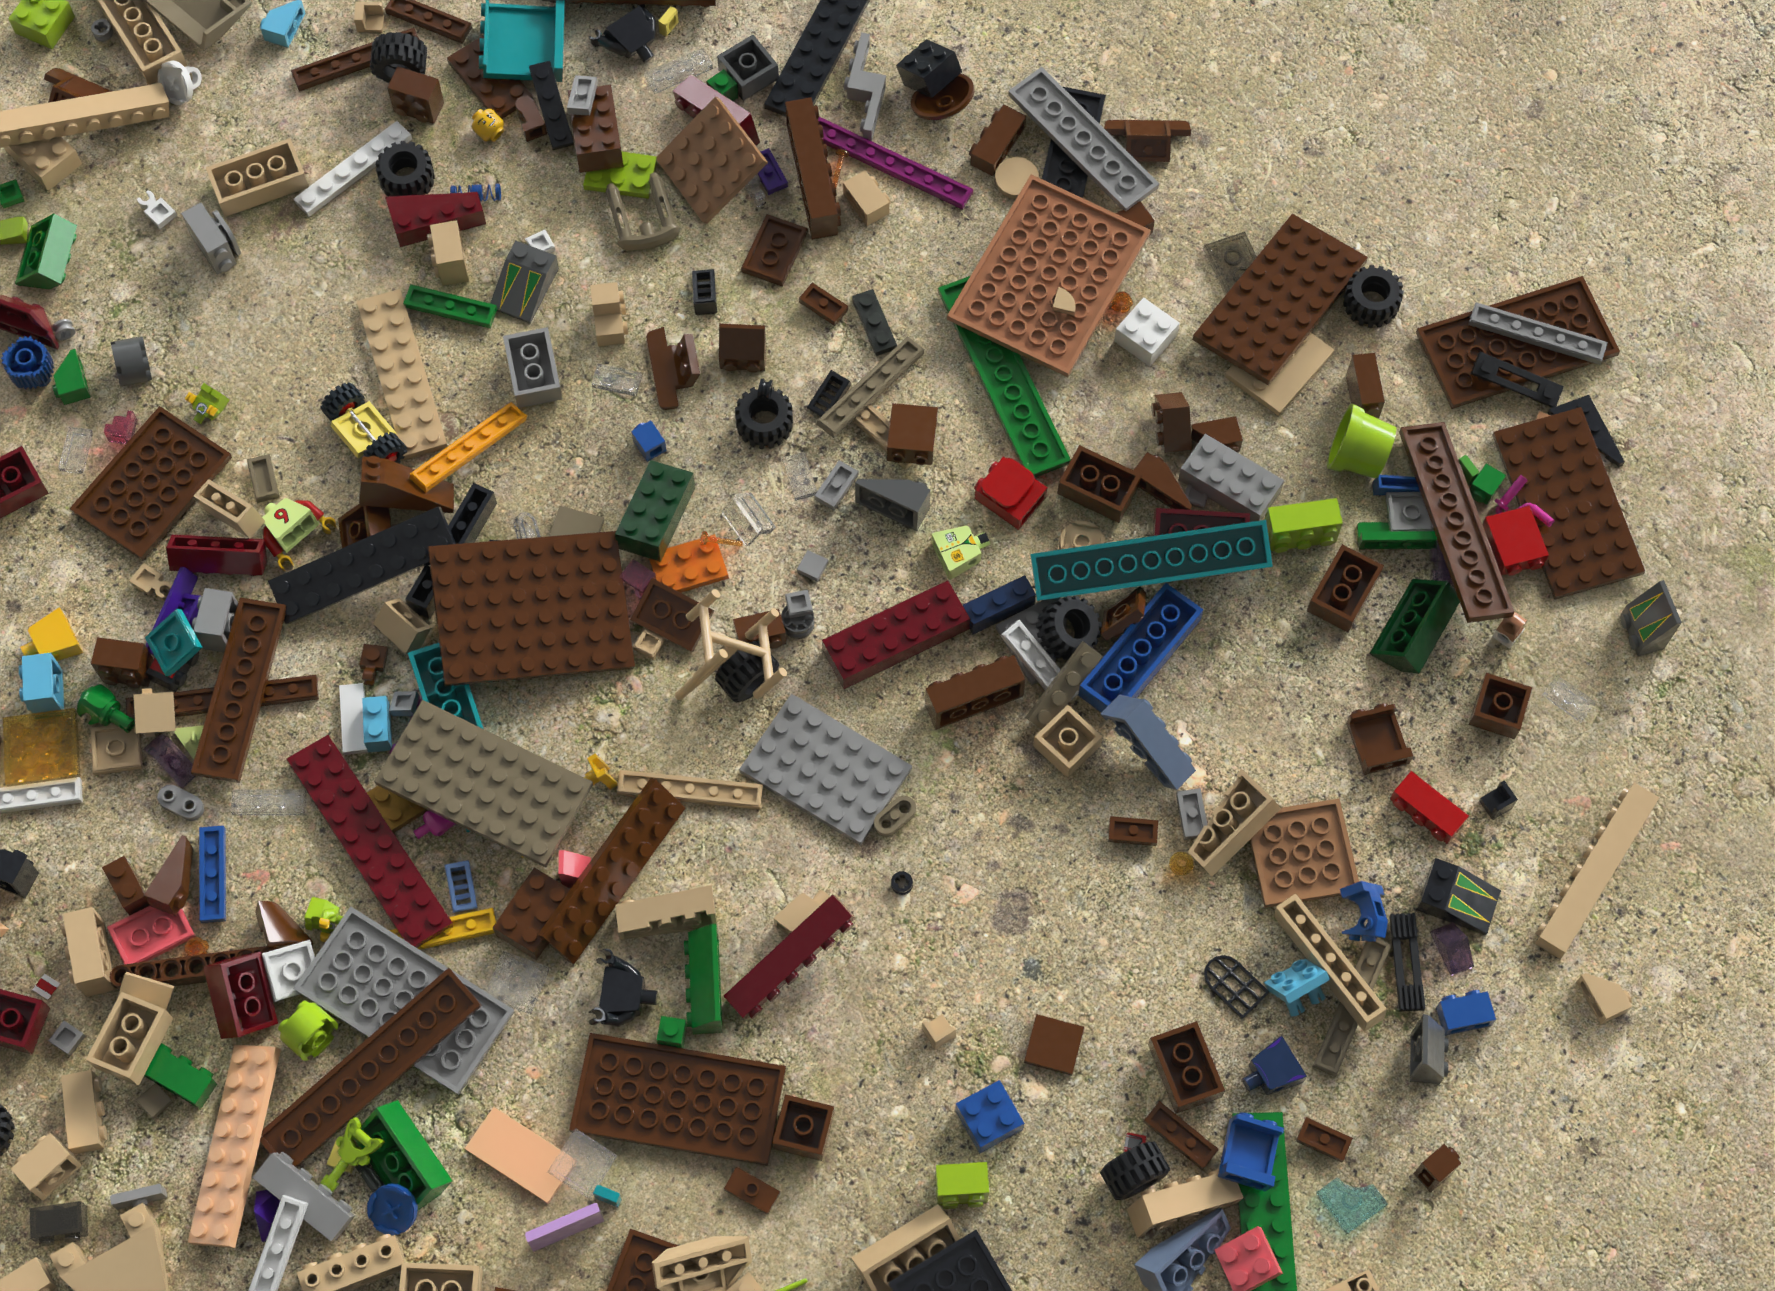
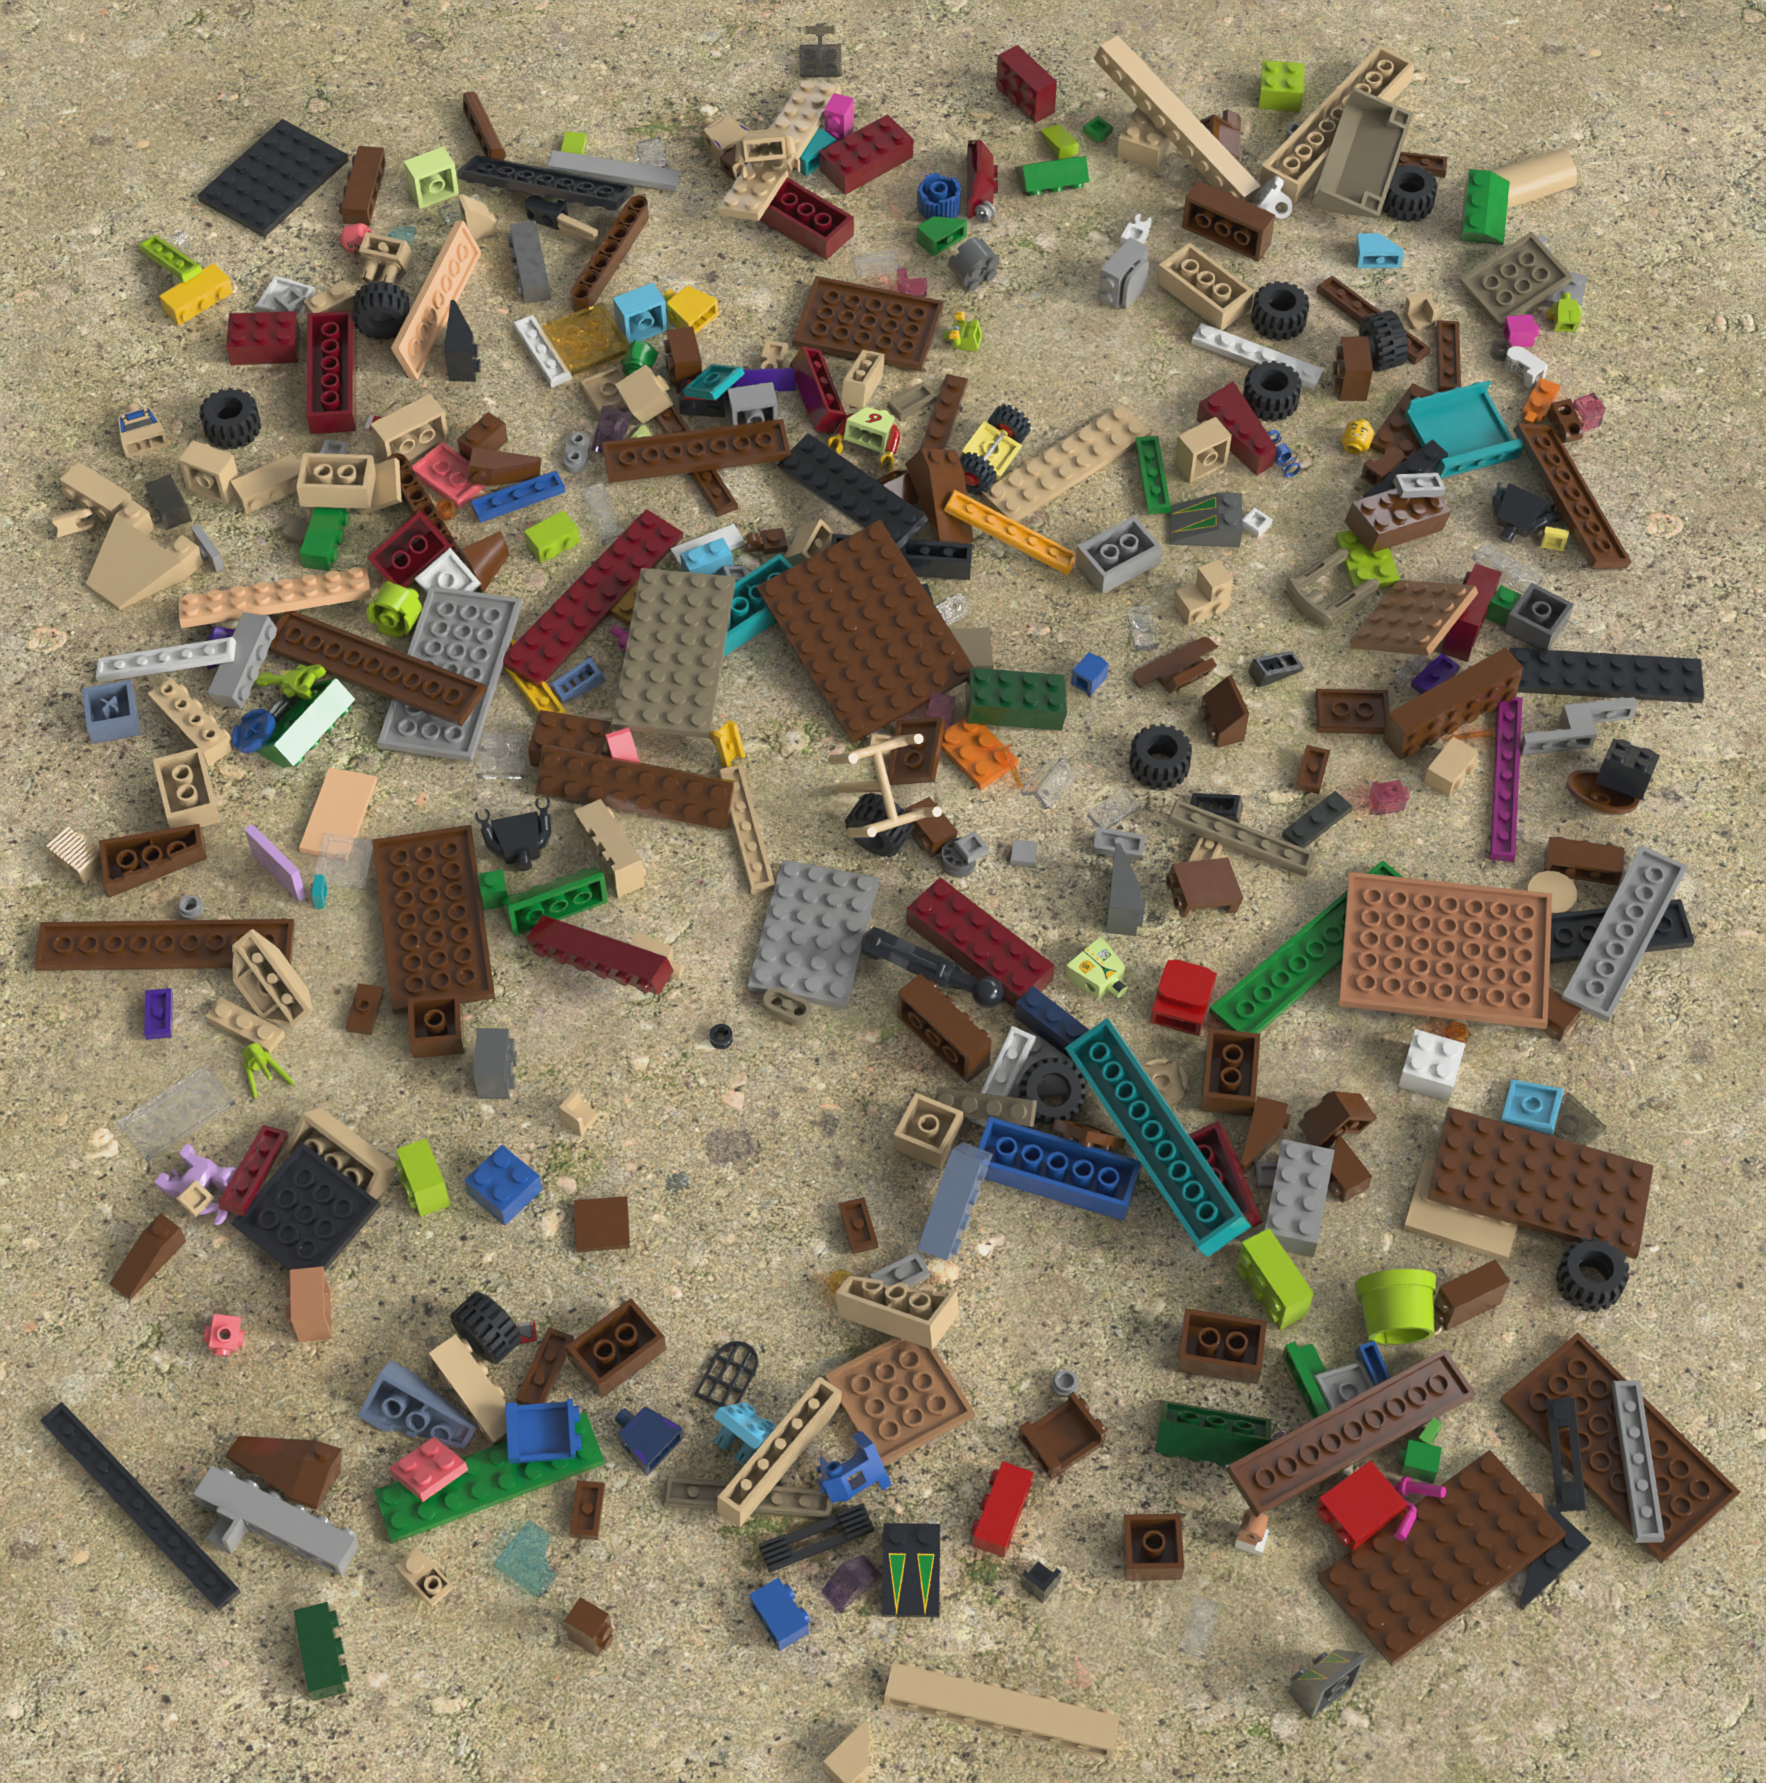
camera: 70 degrees right, 10 degrees down
(190, 126) = (1228, 221): none -> reddish brown brick
(279, 856) = (552, 536): none -> lime brick
(305, 464) = (945, 412): none -> reddish brown plate
(311, 113) = (1280, 310): none -> black tyre
(323, 916) = (506, 582): lime piece -> none
(765, 389) = (1181, 737): black bush -> none
(866, 1085) = (494, 1063): none -> dark grey brick
(876, 257) = (1388, 797): none -> clear pink brick
(909, 684) = (880, 944): none -> black piece
(1064, 302) = (1416, 968): tan tile -> none
(1148, 138) = (1665, 997): reddish brown plate -> none
(1209, 276) = (1532, 1106): none -> medium azure tile
(1332, 720) = (1064, 1383): none -> light grey plate
(1427, 1052) = (715, 1578): dark grey slope -> none

